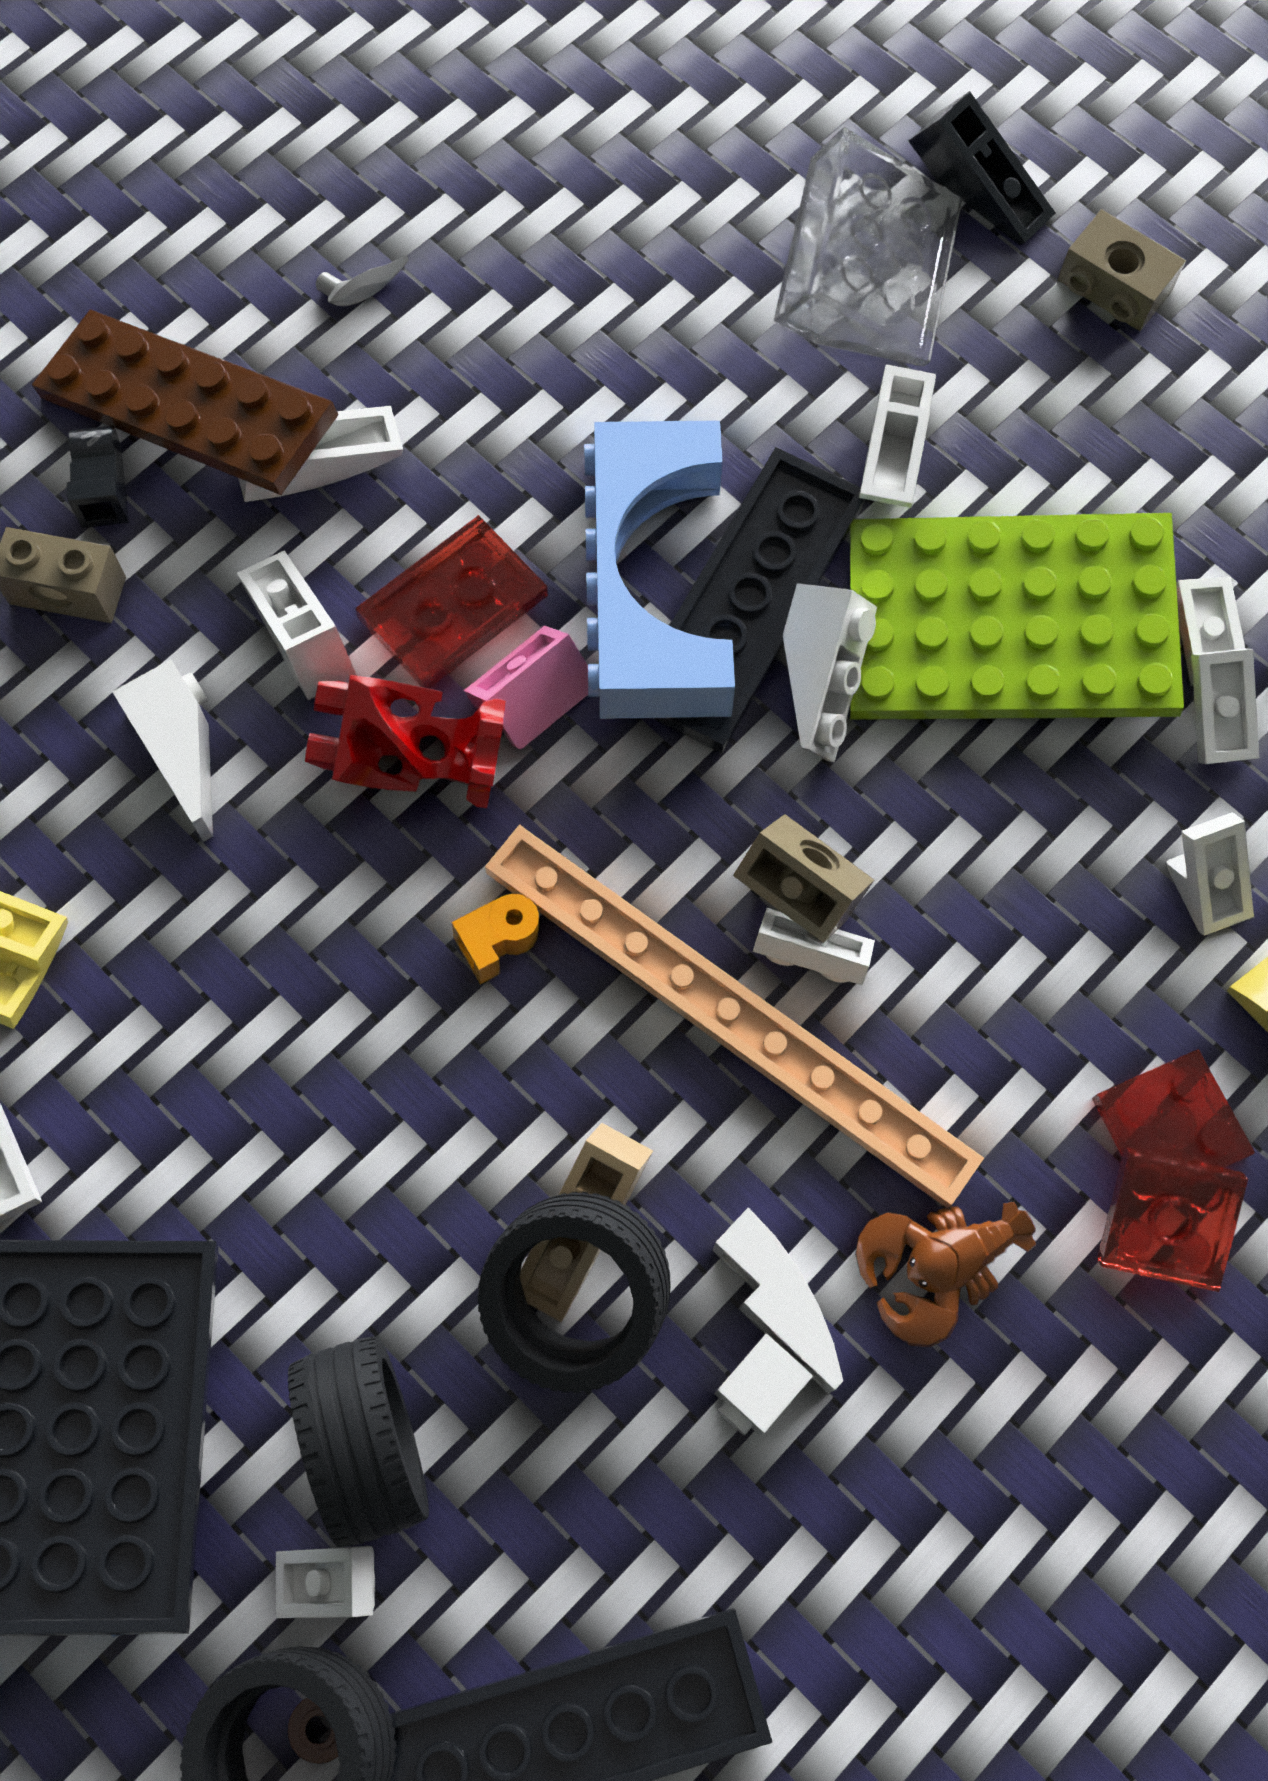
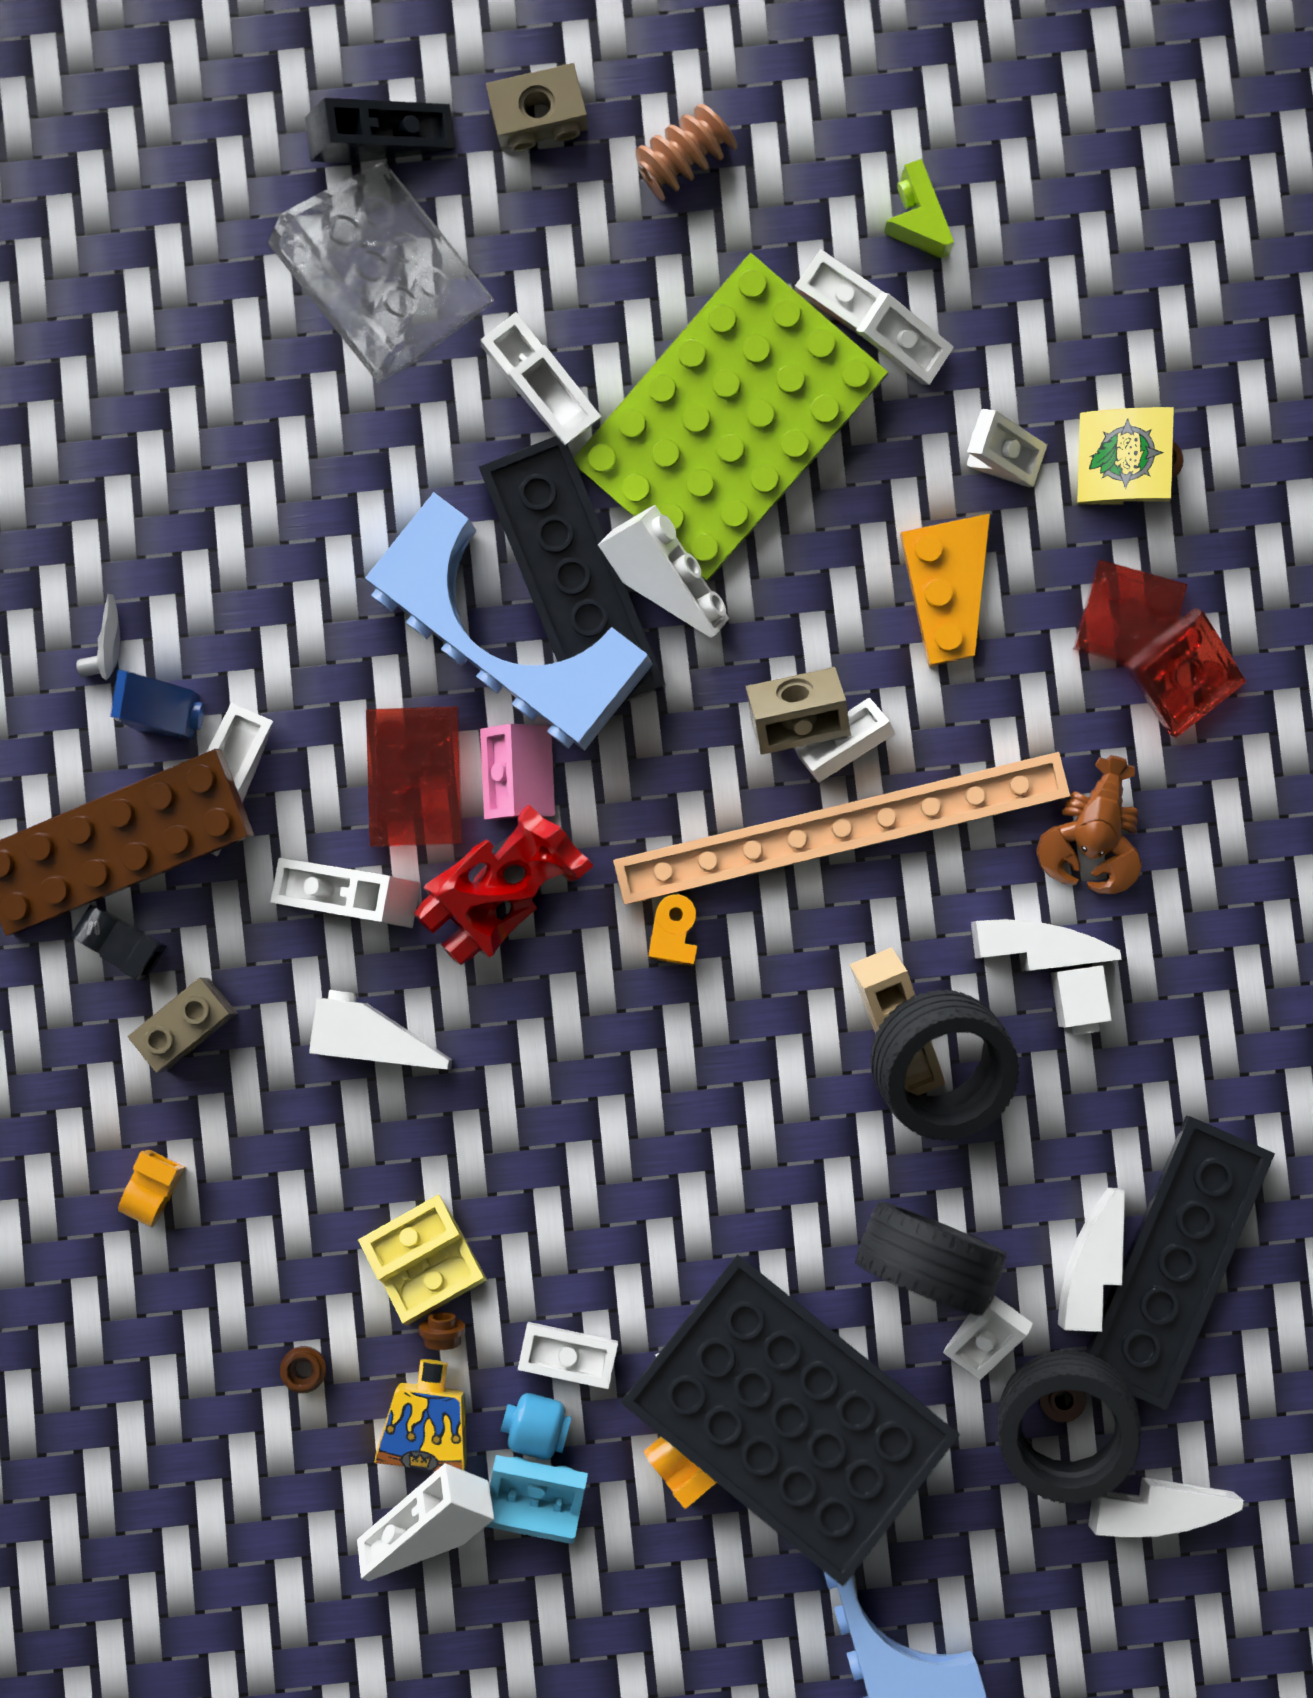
camera: 45 degrees left, 15 degrees up
(330, 331) = (156, 706): none -> blue slope
(492, 1637) = (1093, 1263): none -> white slope
(1043, 927) = (946, 584): none -> light orange wing
(1202, 403) = (683, 148): none -> nougat piece

